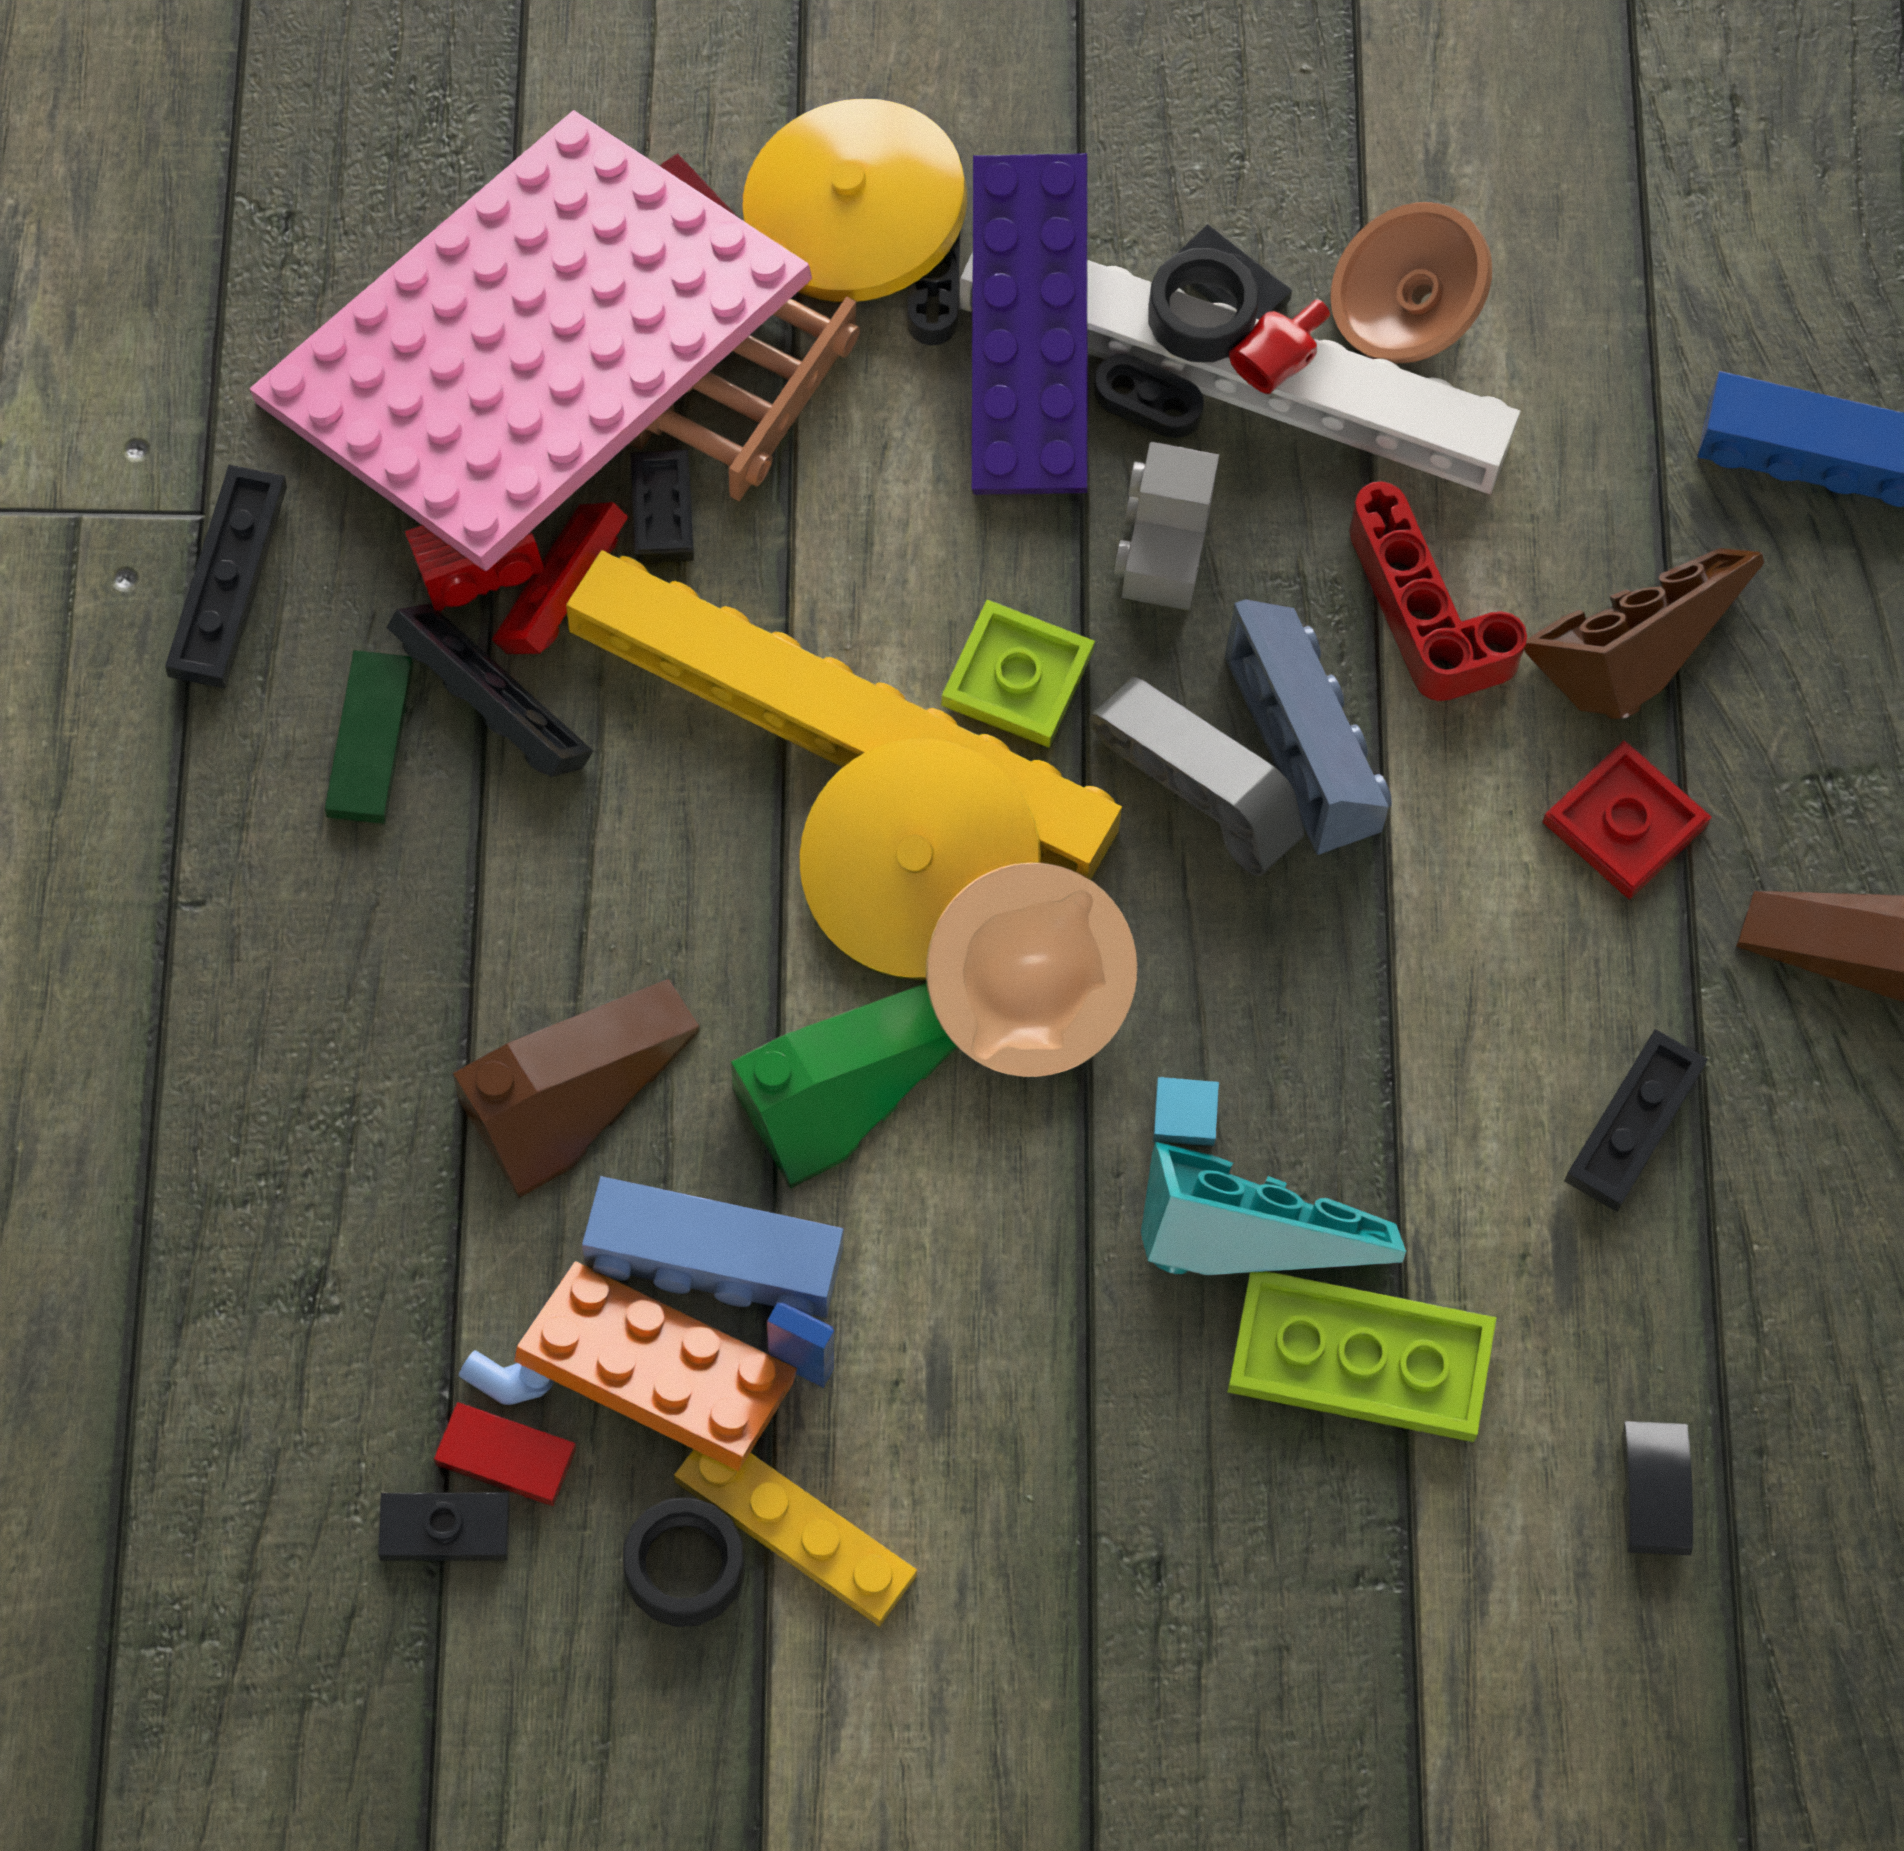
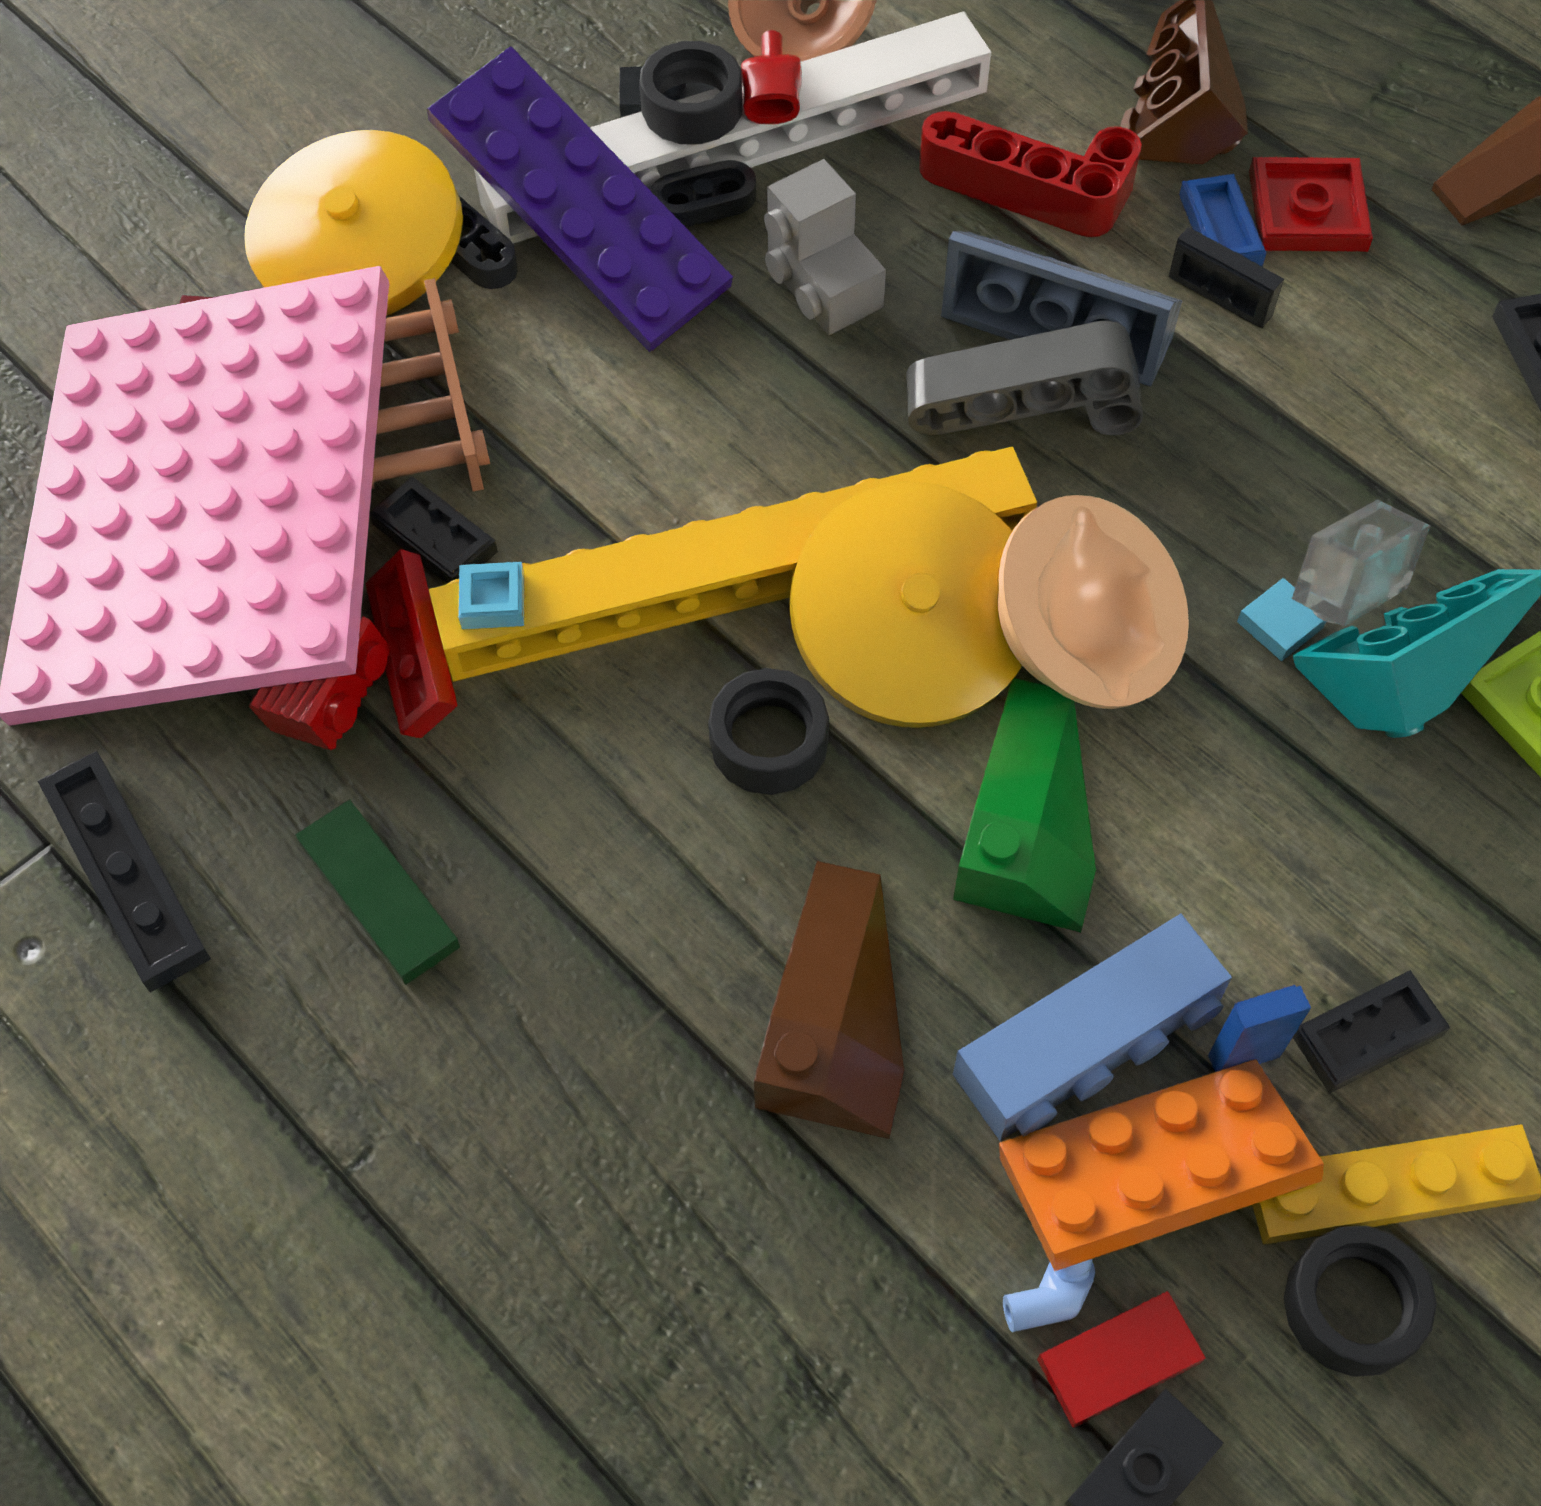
camera: 40 degrees left, 5 degrees down
(490, 690) = (417, 771): black plate -> none
(633, 593) = (491, 595): none -> medium azure tile
(736, 818) = (775, 689): none -> black tyre
(892, 1423) = (1370, 1031): none -> black plate
(1017, 673) = (824, 432): lime plate -> none
(1266, 1117) = (1360, 562): none -> clear brick
(1467, 819) = (1225, 277): none -> black plate
(1533, 773) = (1220, 213): none -> blue tile

